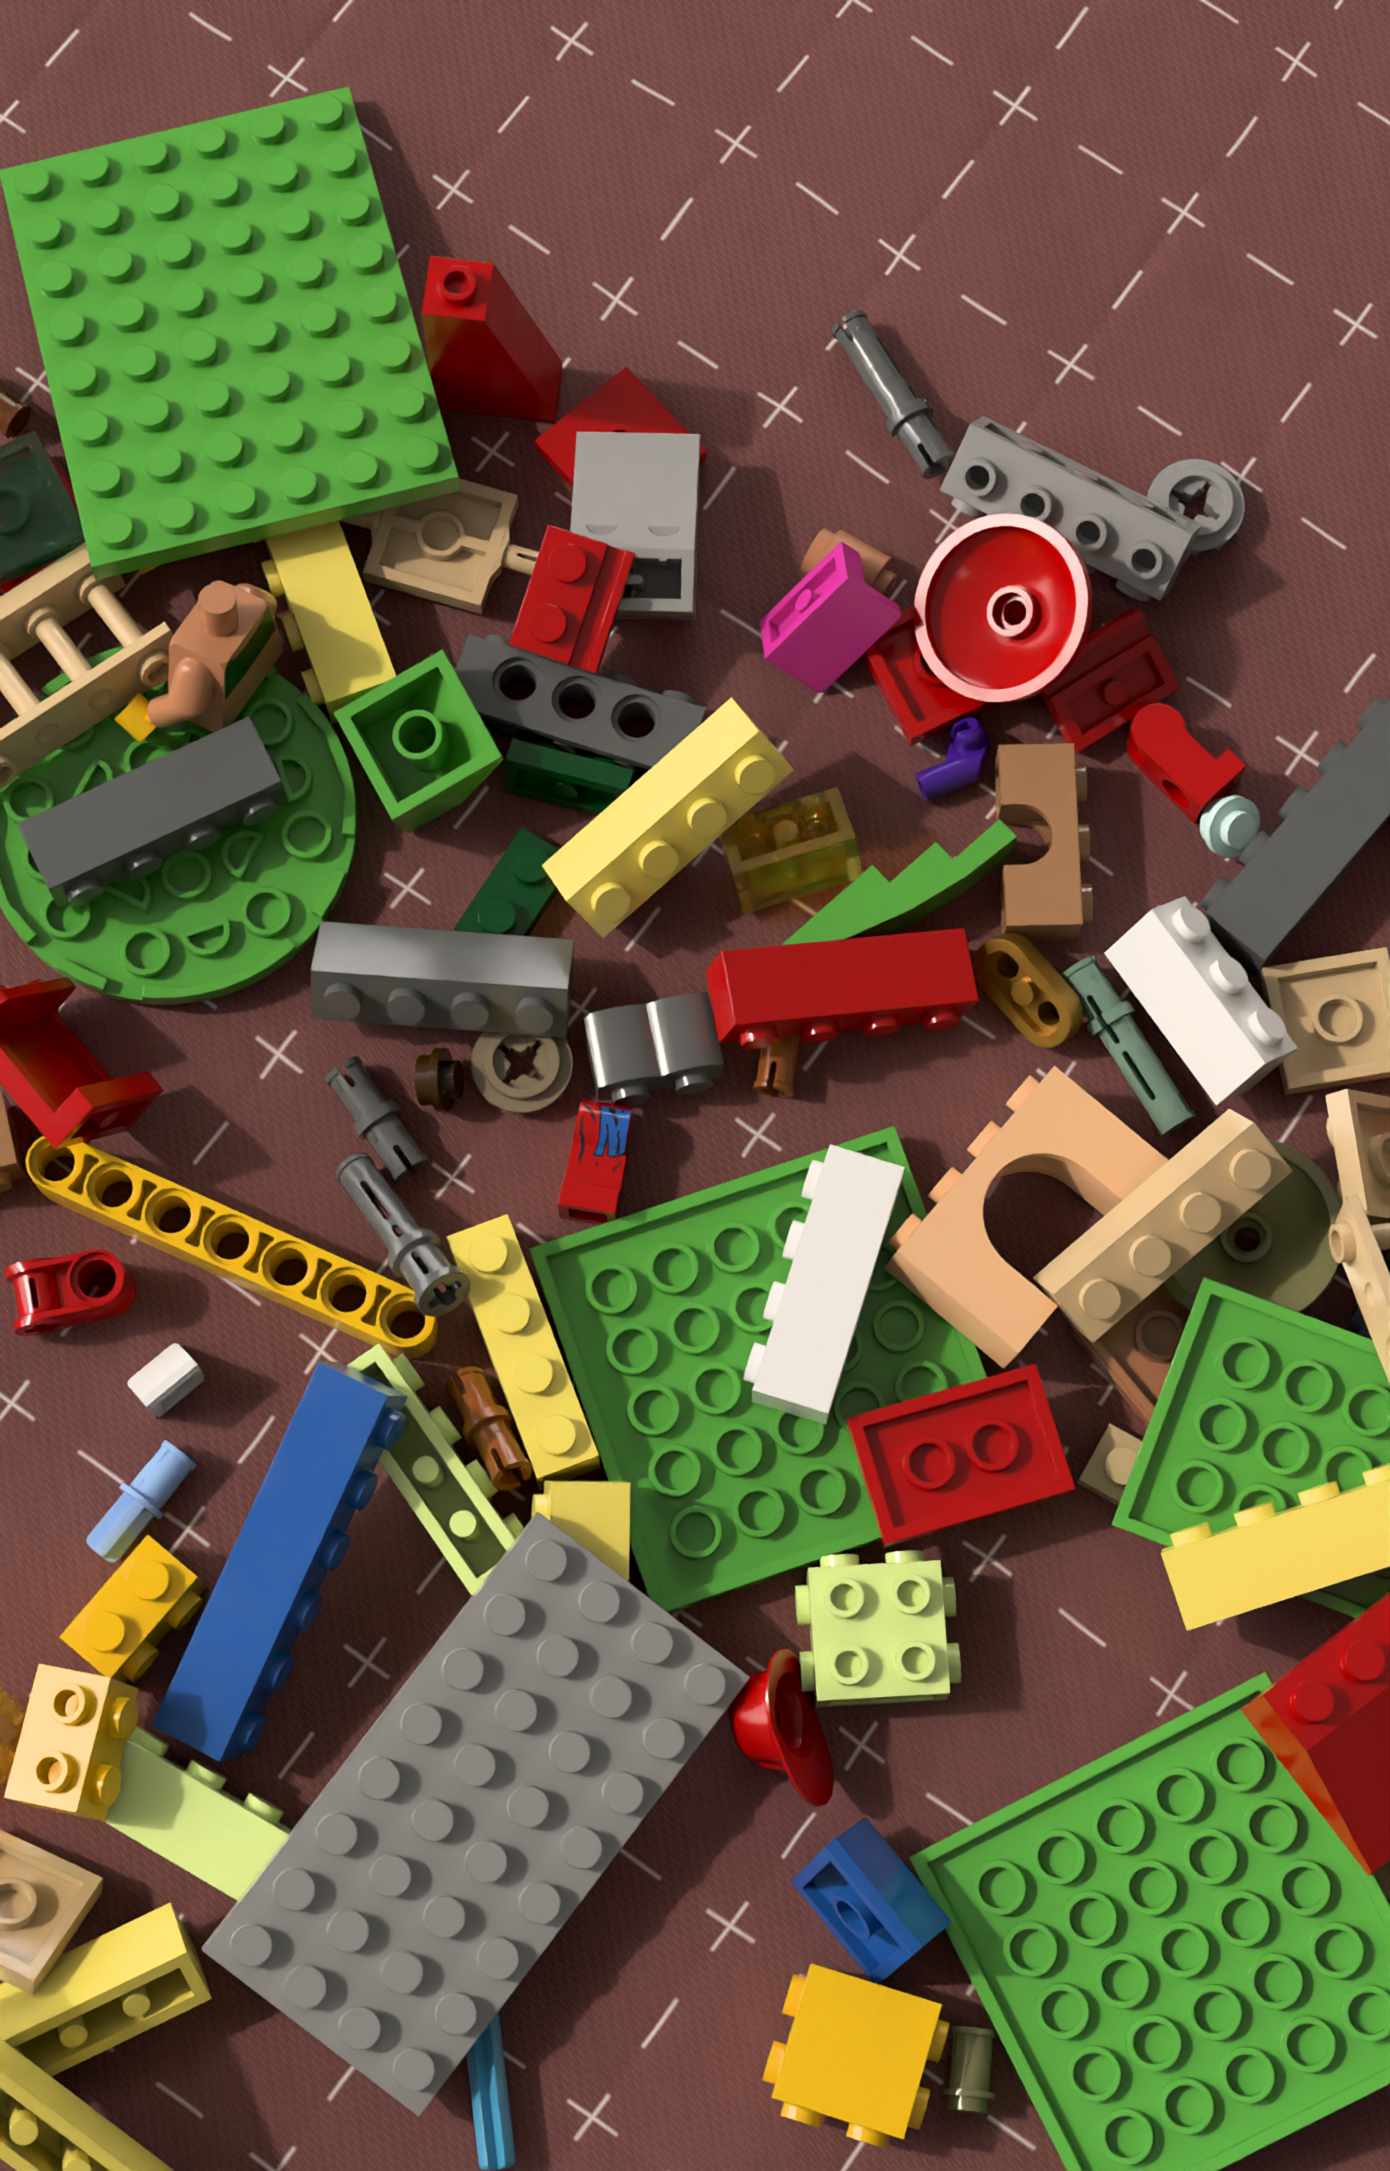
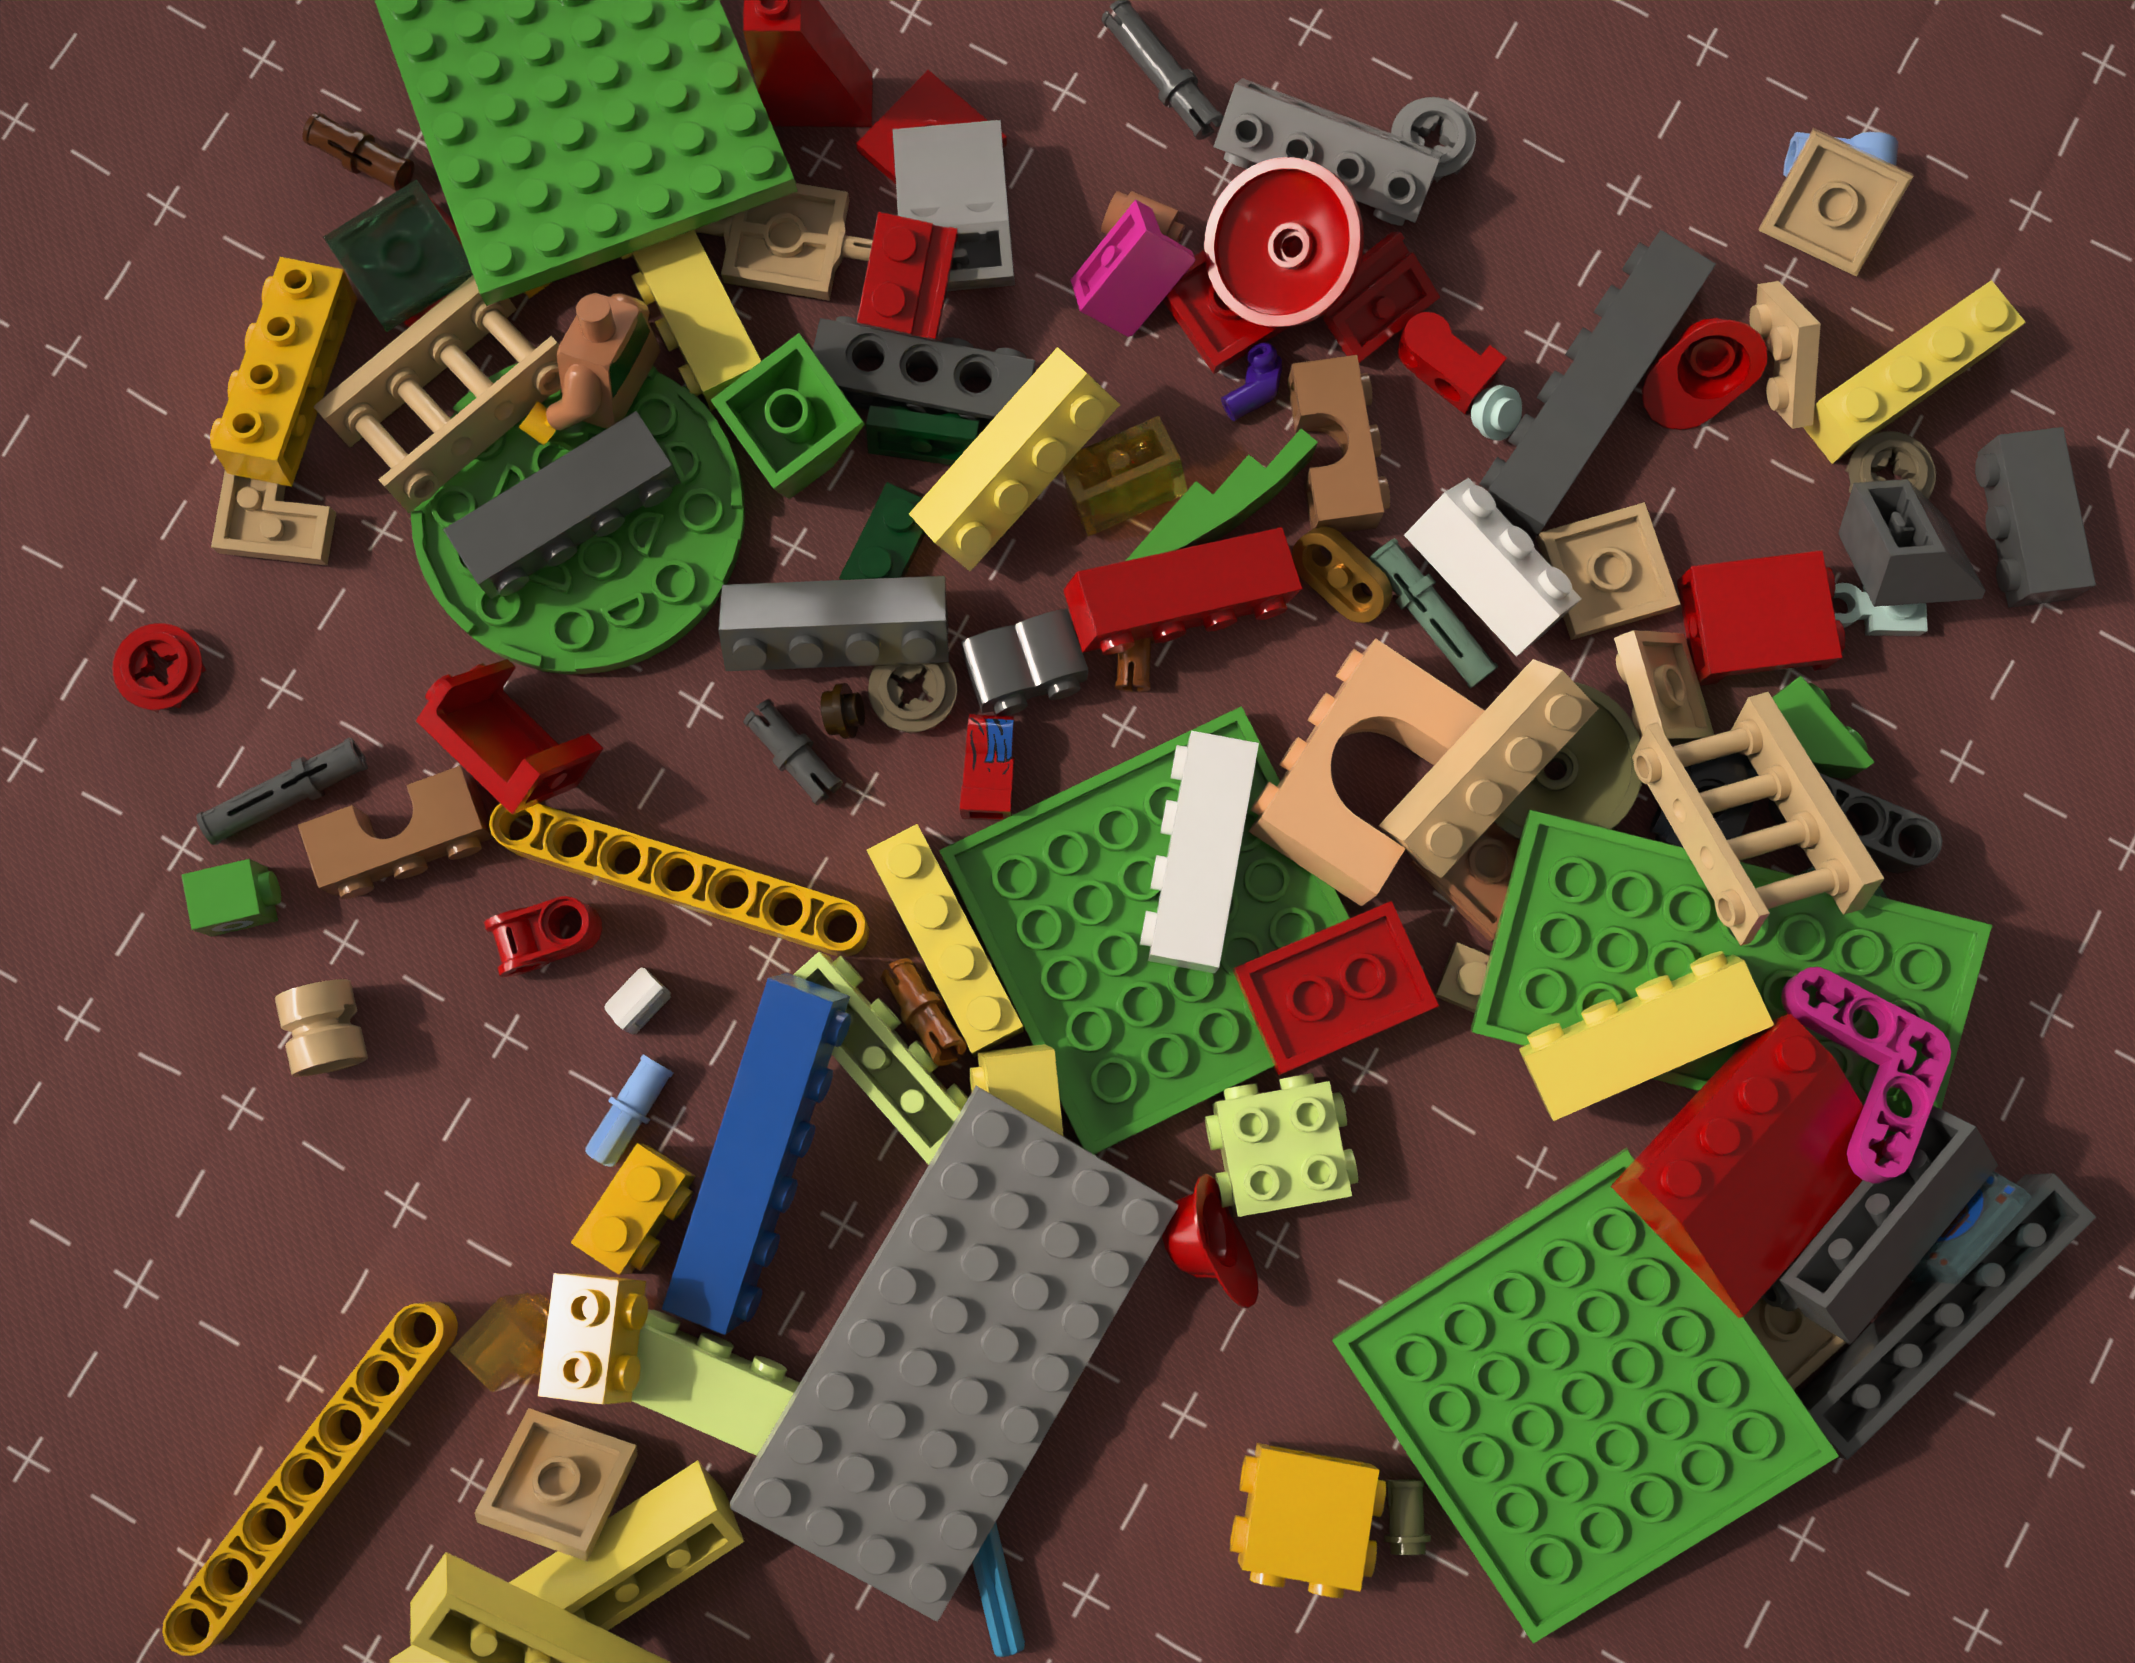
camera: 10 degrees left, 5 degrees up
(422, 1273) = (854, 879): dark grey pin -> none
(870, 1900) = (1306, 1383): blue slope -> none

